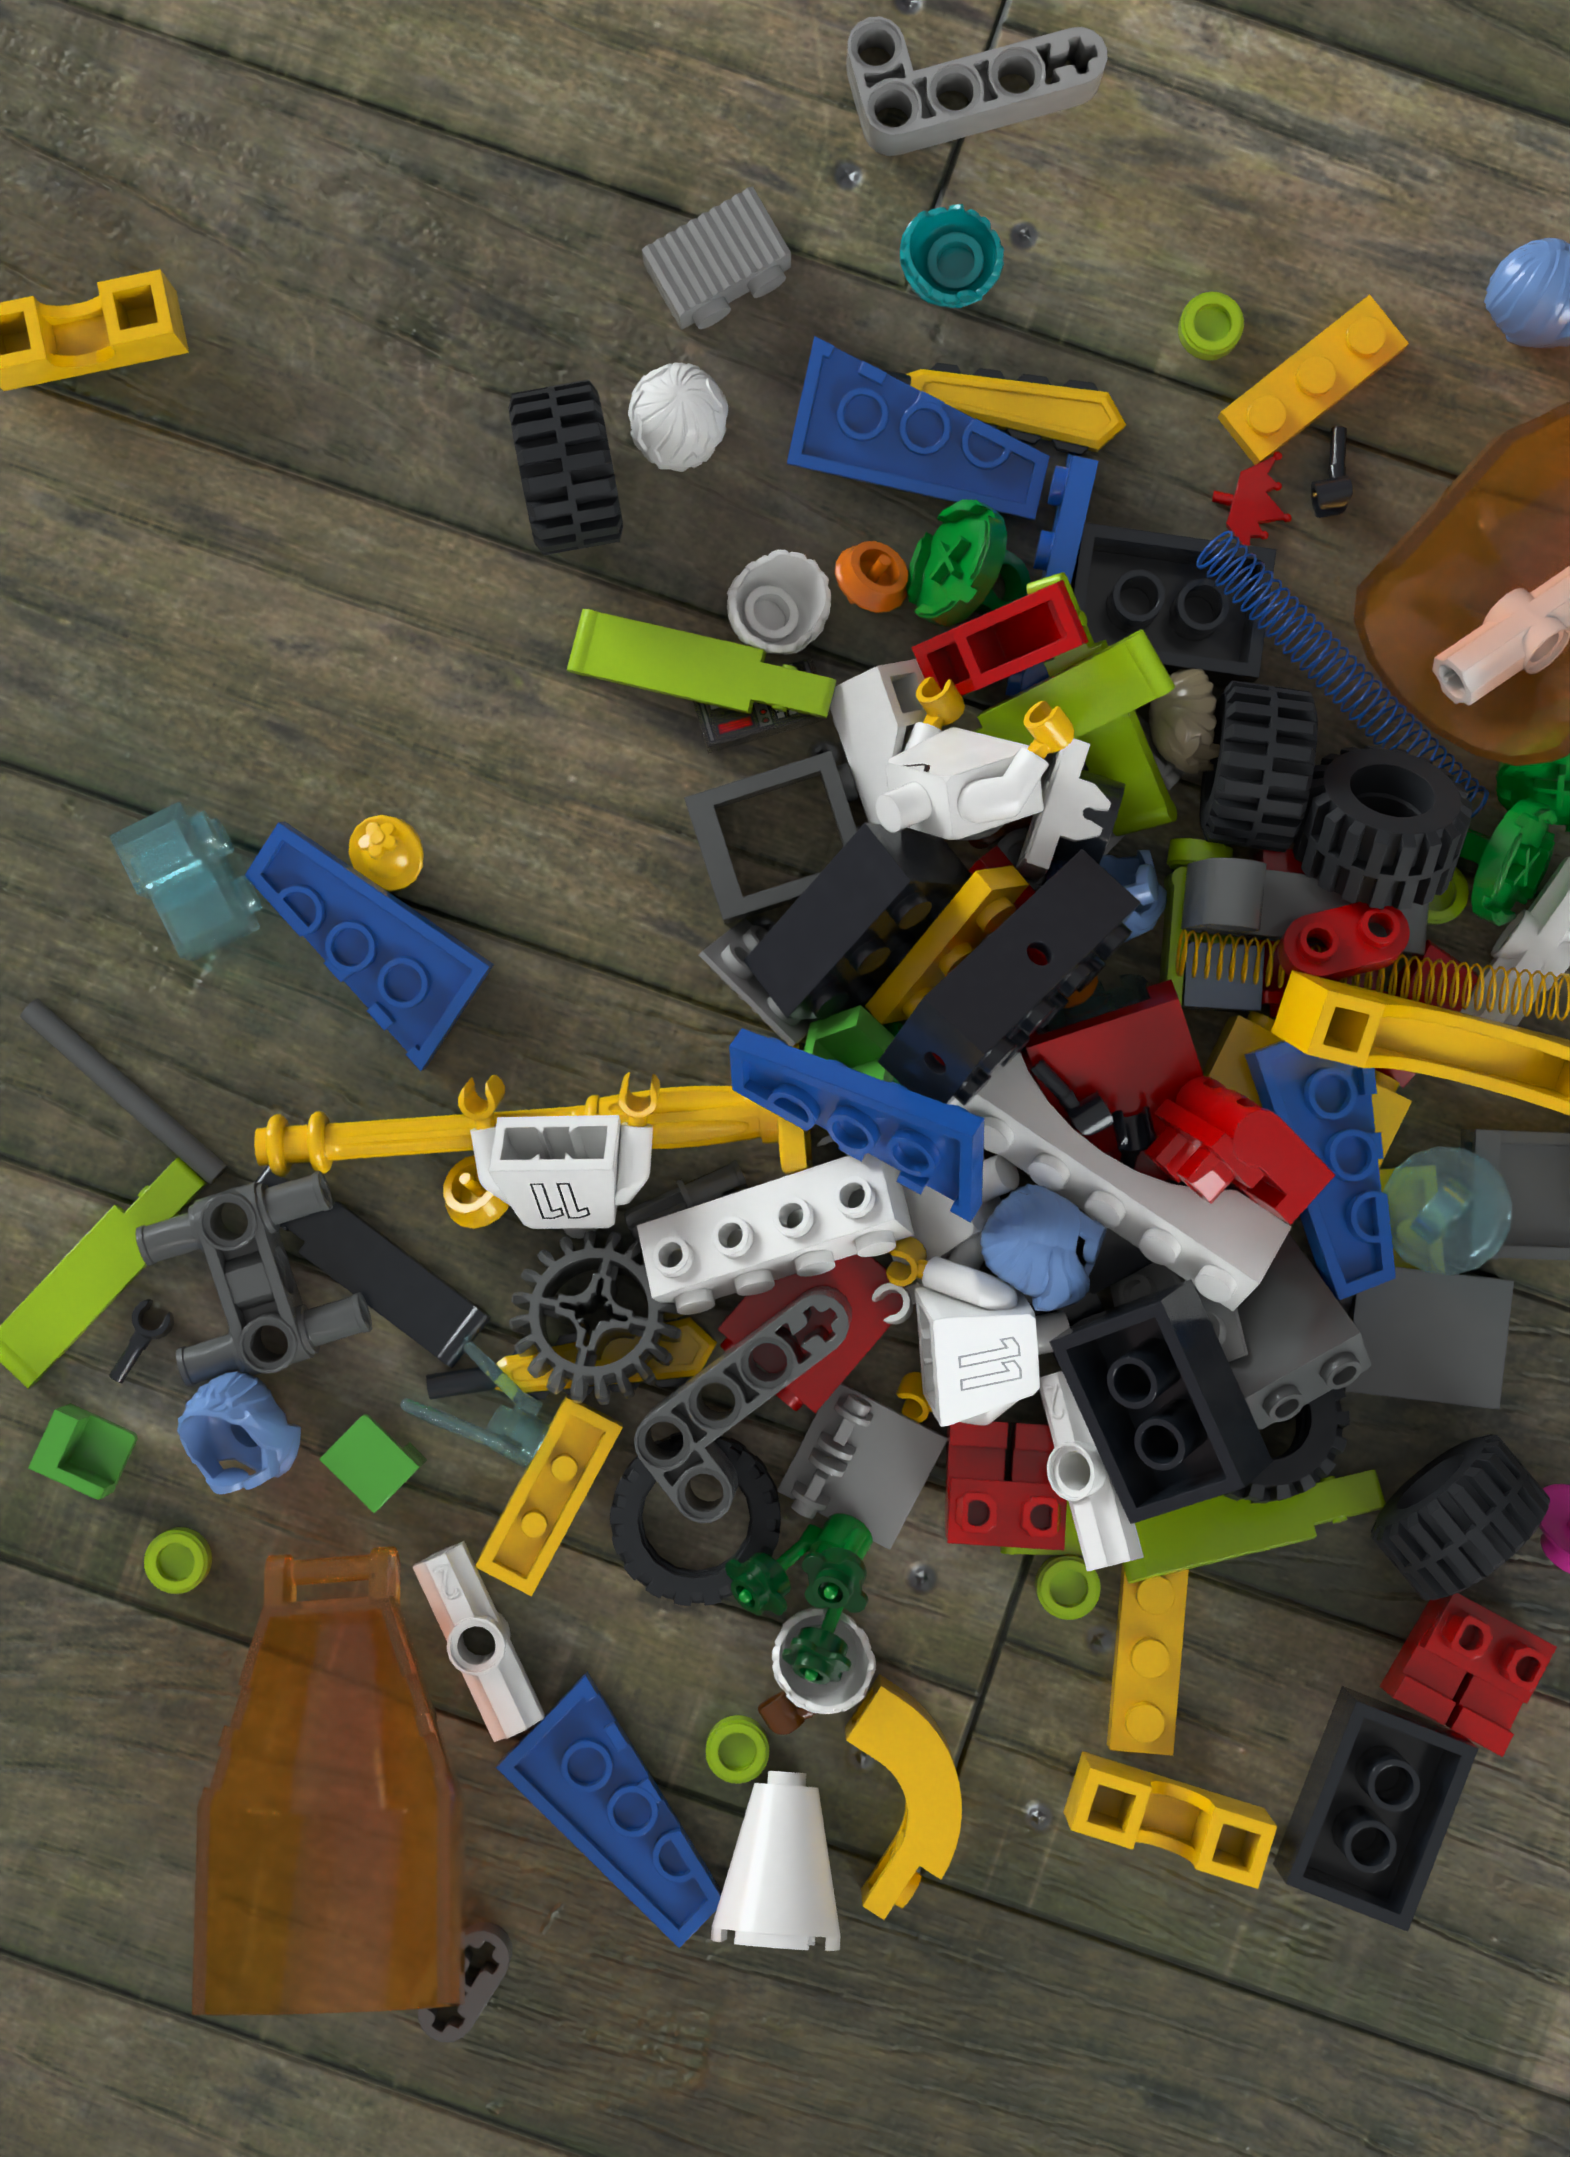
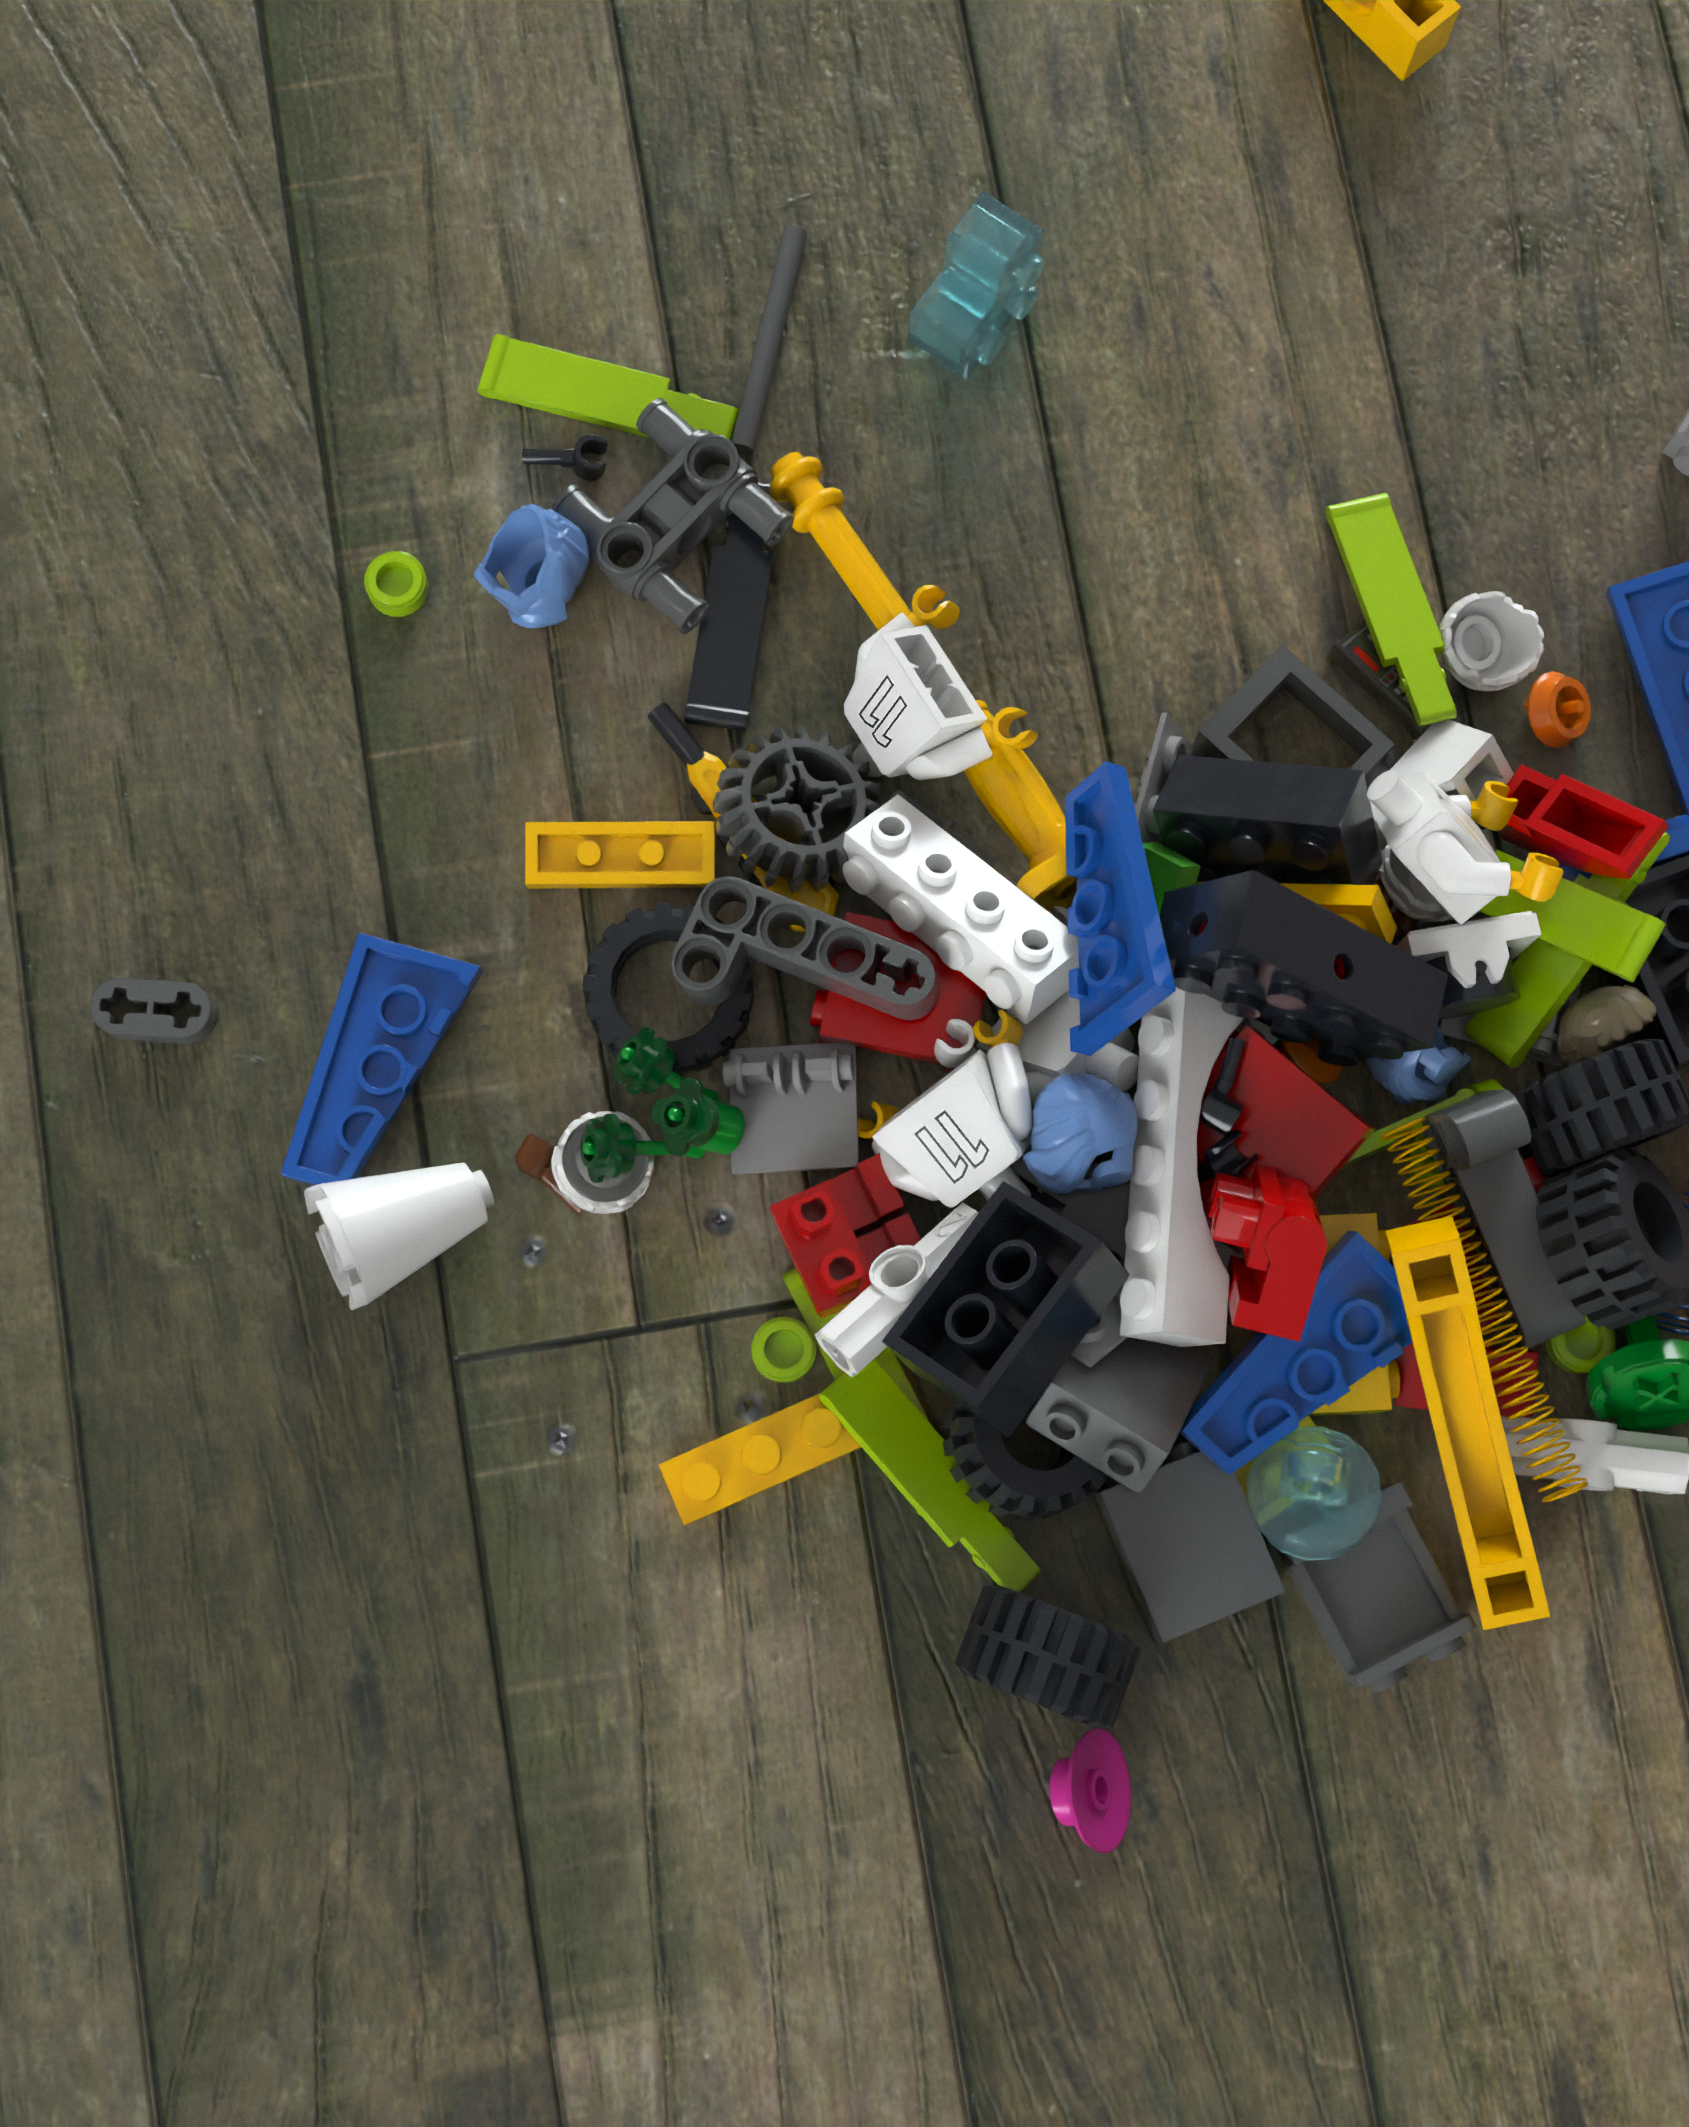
camera: 55 degrees right, 10 degrees down
(83, 1451) = (449, 456): bright green panel -> none
(330, 1814) = (244, 800): clear orange windscreen -> none
(371, 1462) = (569, 692): bright green panel -> none
(385, 951) = (1007, 478): blue wing -> none
(386, 852) = (1090, 438): yellow hat -> none
(467, 1199) = (837, 657): yellow hat -> none
(494, 1679) = (438, 894): white piece -> none
(510, 1432) = (657, 791): clear light blue plant -> none
(566, 467) = (1498, 401): black tyre -> none
(677, 416) = (1590, 483): white hair -> none
(737, 1749) = (482, 1137): lime tile -> none
(912, 1747) = (551, 1310): yellow arch -> none
(960, 564) = (1617, 767): green tile -> none
(1143, 1807) = (626, 1546): yellow arch -> none
(1222, 994) = (1381, 1188): sand blue panel -> none
(1347, 940) = (1501, 1261): red plate -> none
(1374, 1808) = (736, 1733): black brick -> none
(1468, 1670) = (941, 1762): red hips -> none

